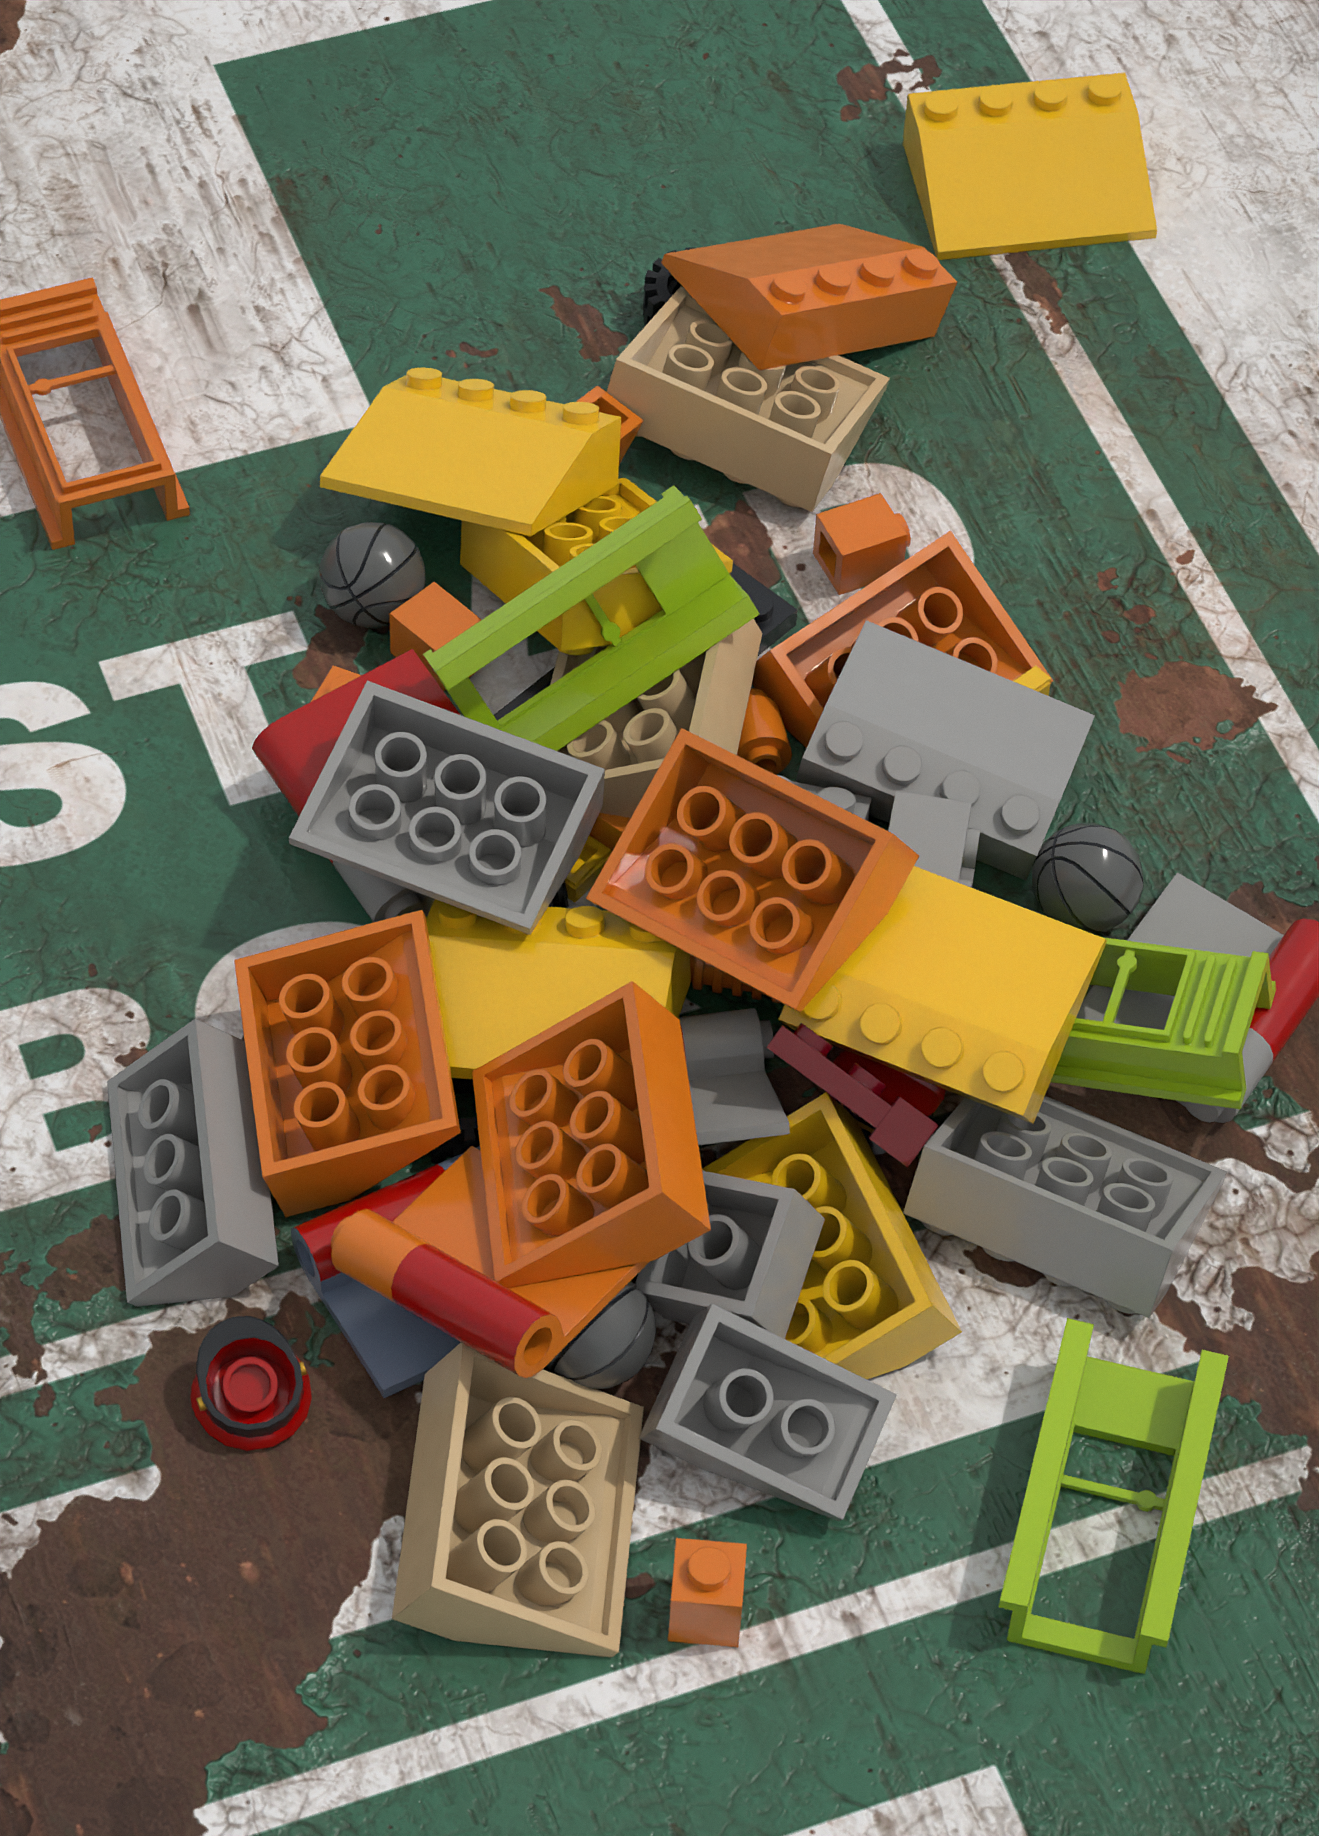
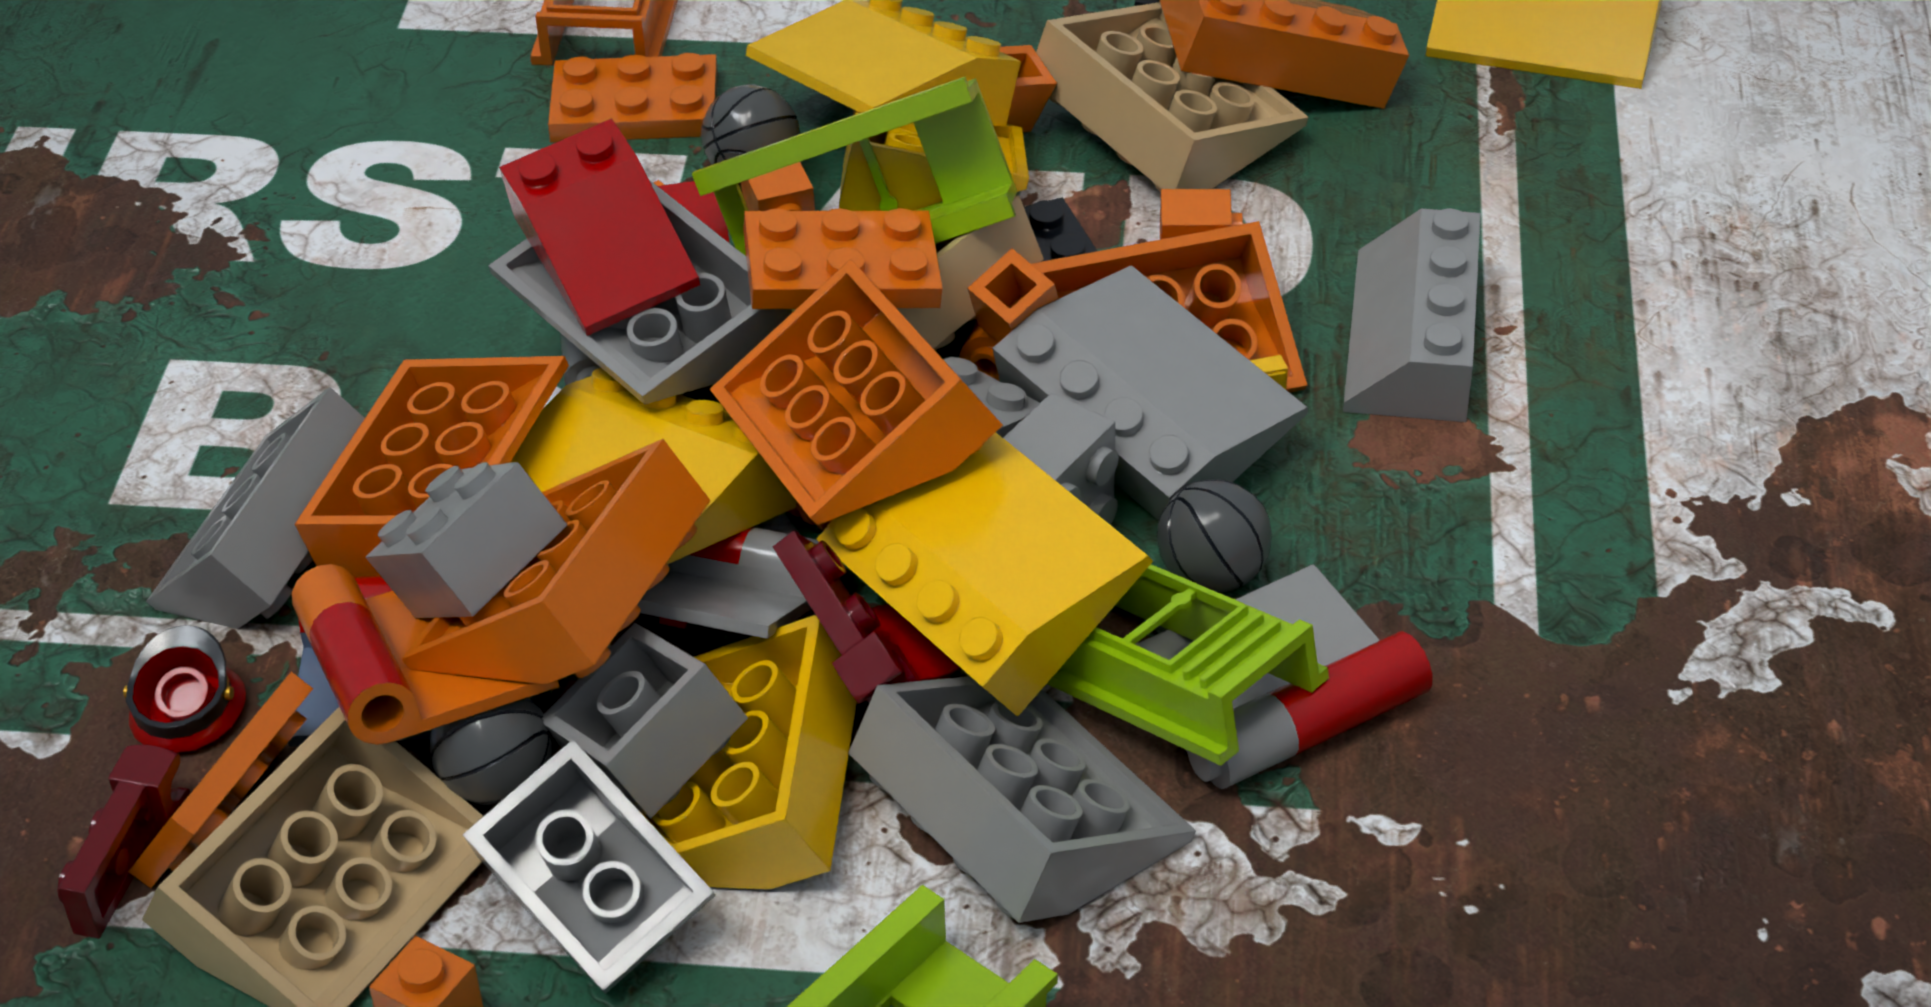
camera: 30 degrees right, 10 degrees down
(197, 560) = (638, 92): none -> orange plate
(298, 1510) = (119, 835): none -> dark red plate
(379, 1460) = (226, 781): none -> orange plate
(395, 766) = (598, 226): none -> red slope
(499, 1147) = (465, 539): none -> light grey brick
(623, 719) = (800, 250): none -> orange plate
(792, 701) = (1009, 294): none -> orange brick
(1115, 576) = (1415, 318): none -> light grey slope

